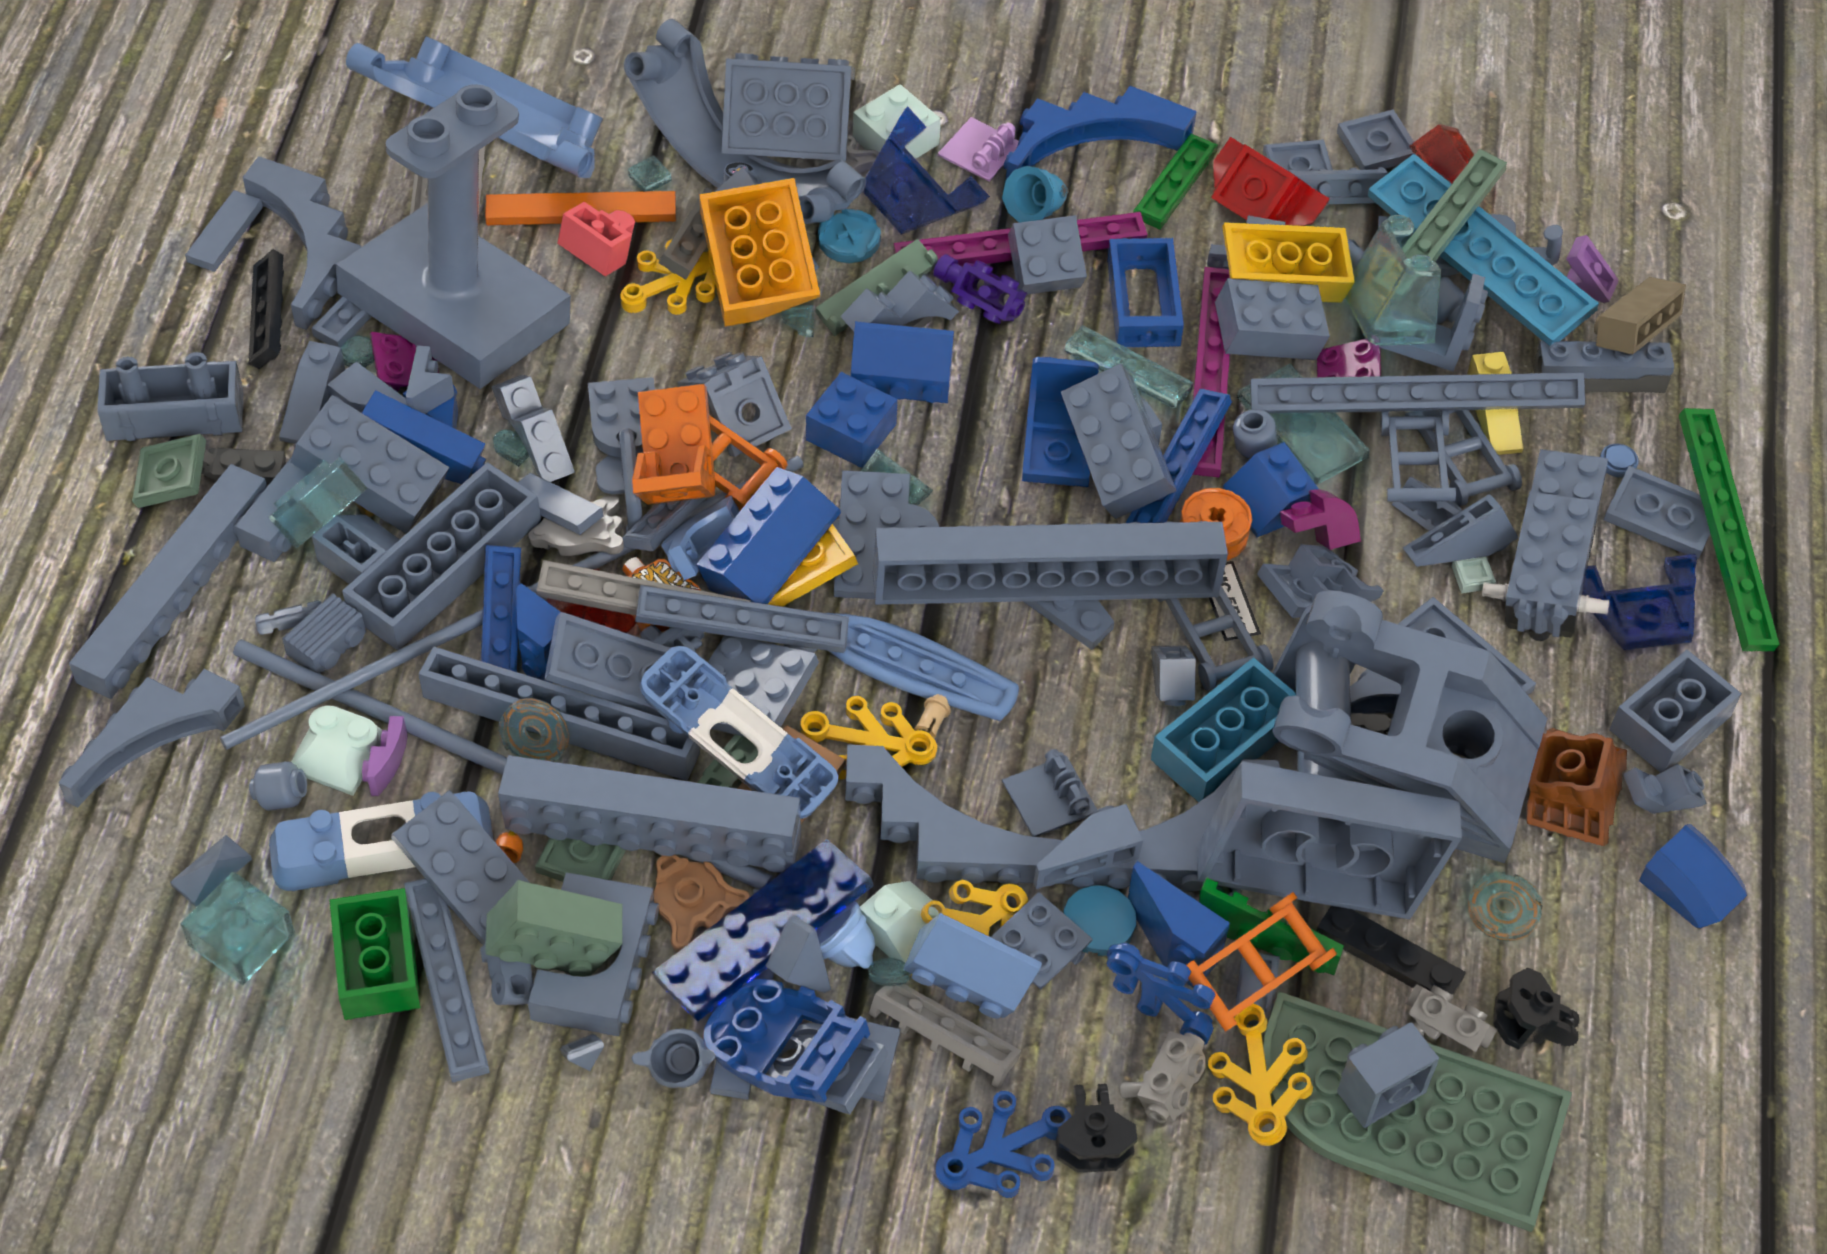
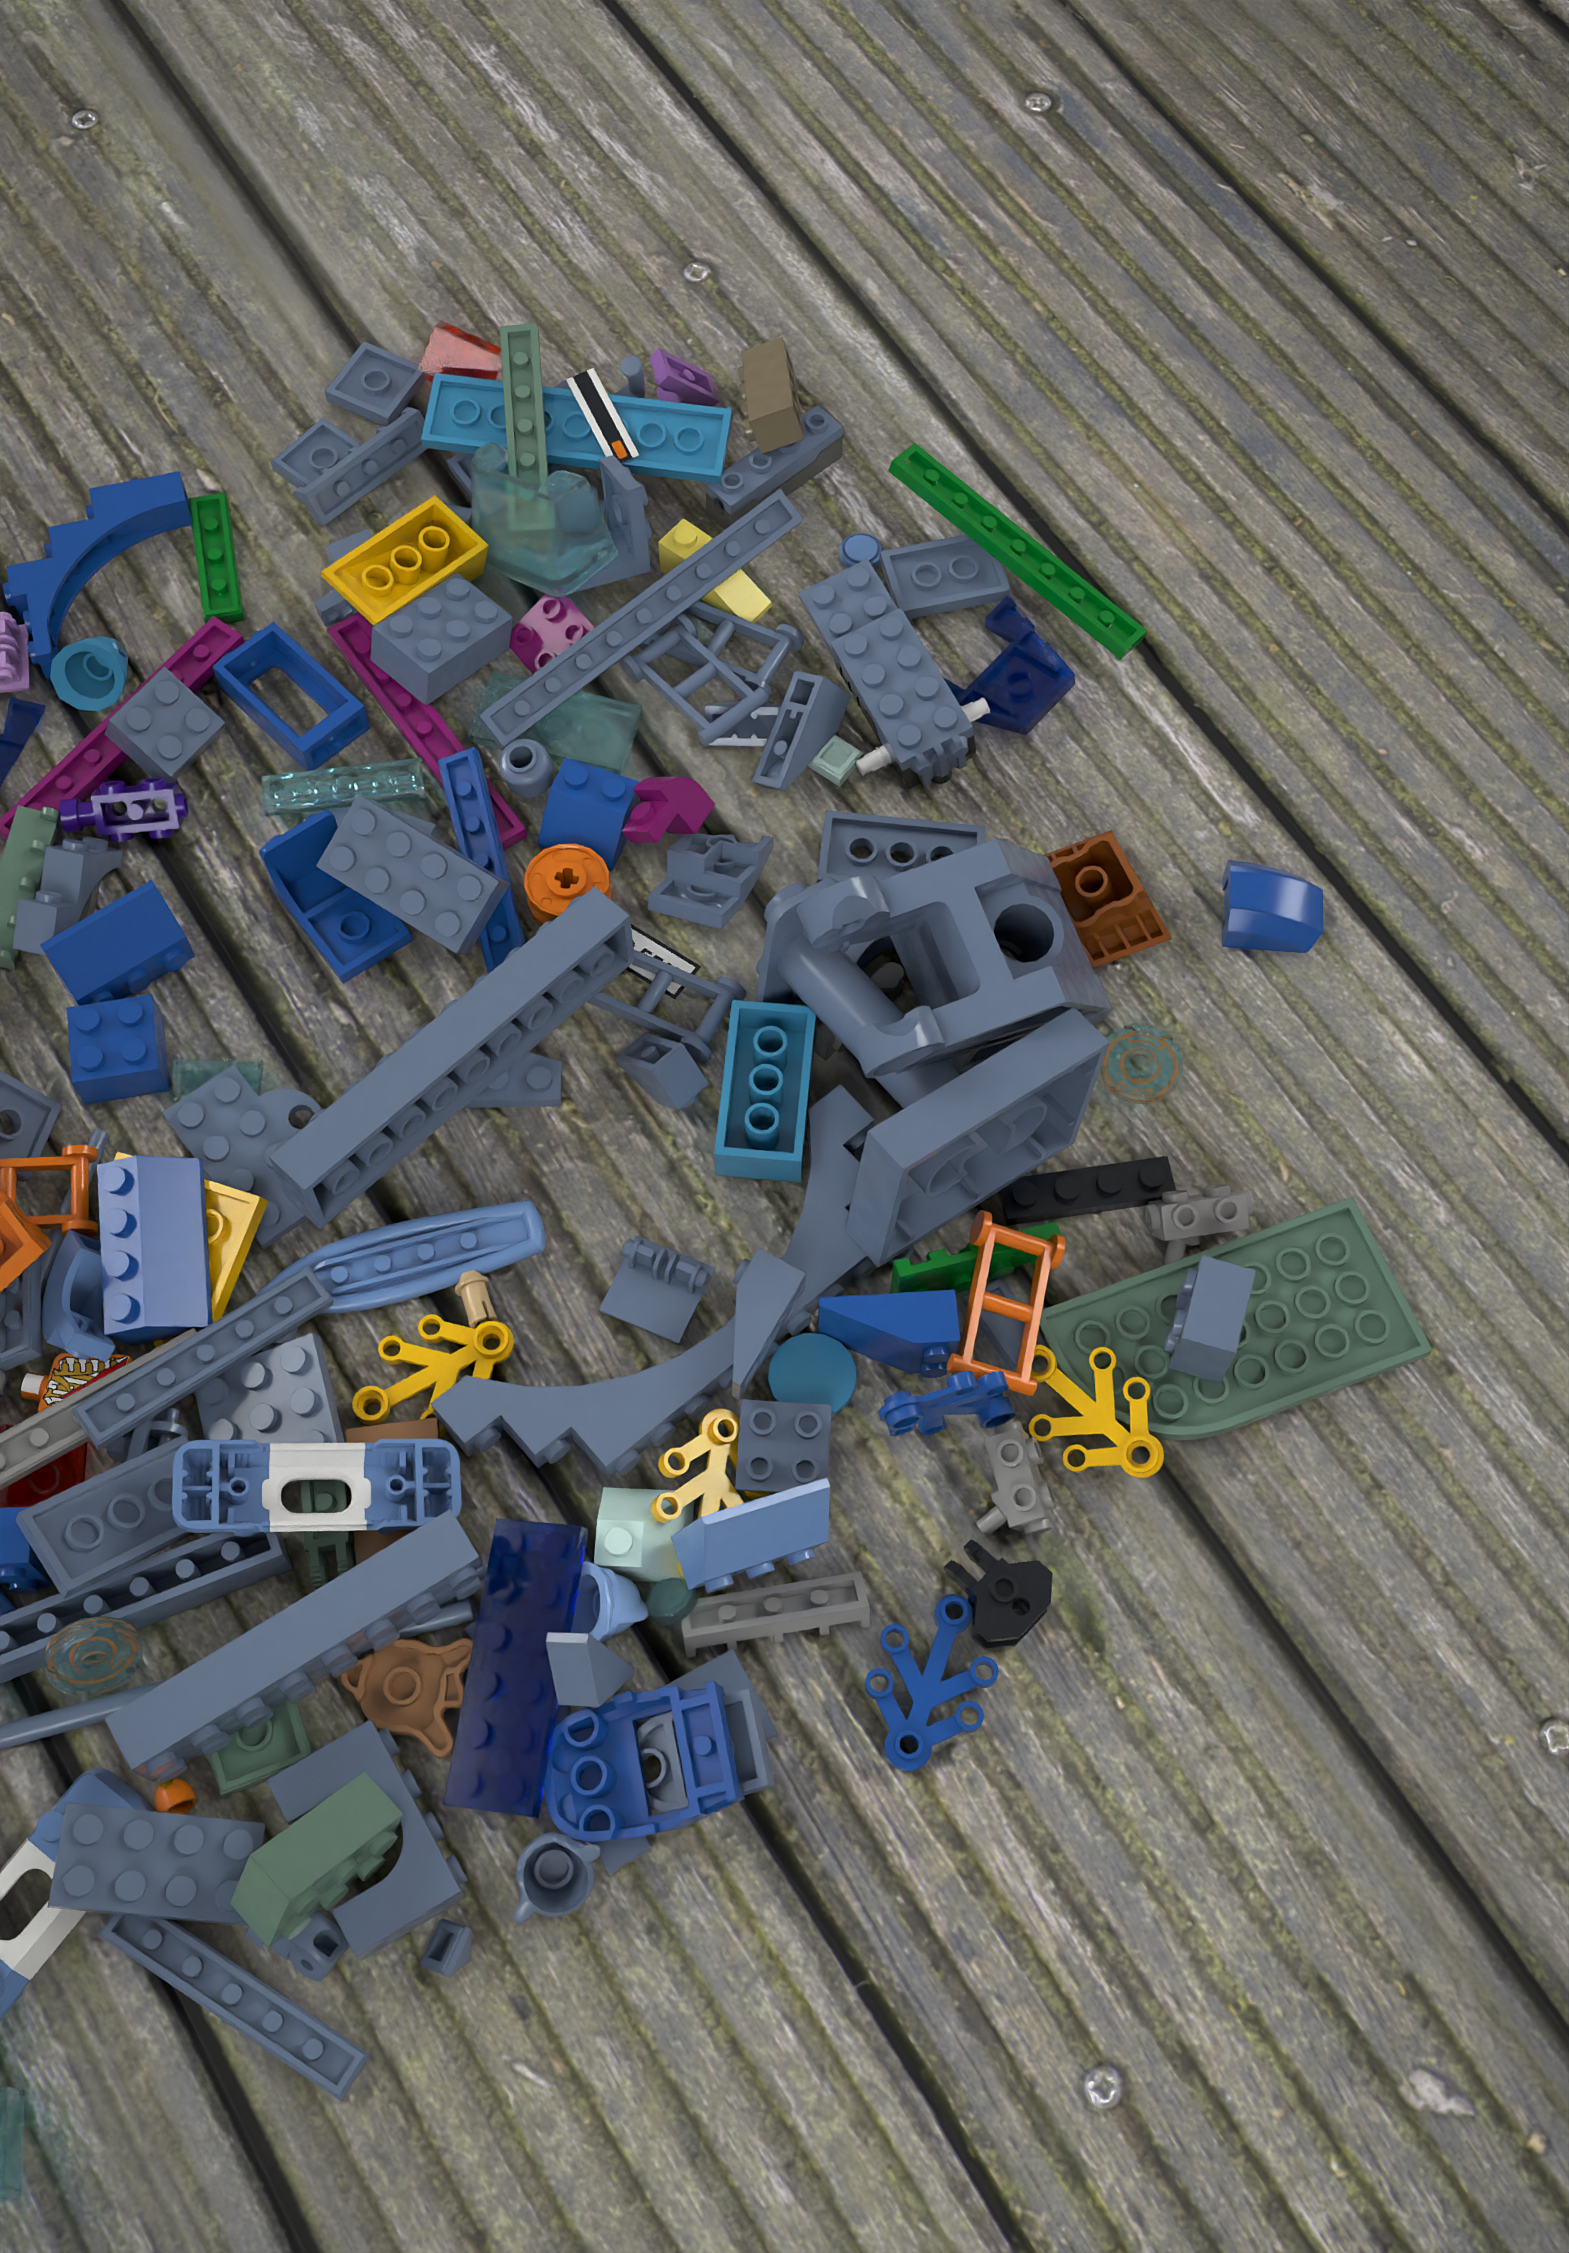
camera: 40 degrees left, 10 degrees up
(374, 954) = (141, 2045): green brick -> none
(1261, 188) = (309, 509): red piece -> none
(1503, 251) = (602, 416): none -> sticker
(1535, 1013) = (1259, 1146): black hinge -> none
(1668, 791) = (1175, 841): sand blue slope -> none
(1675, 711) = (1124, 762): sand blue brick -> none

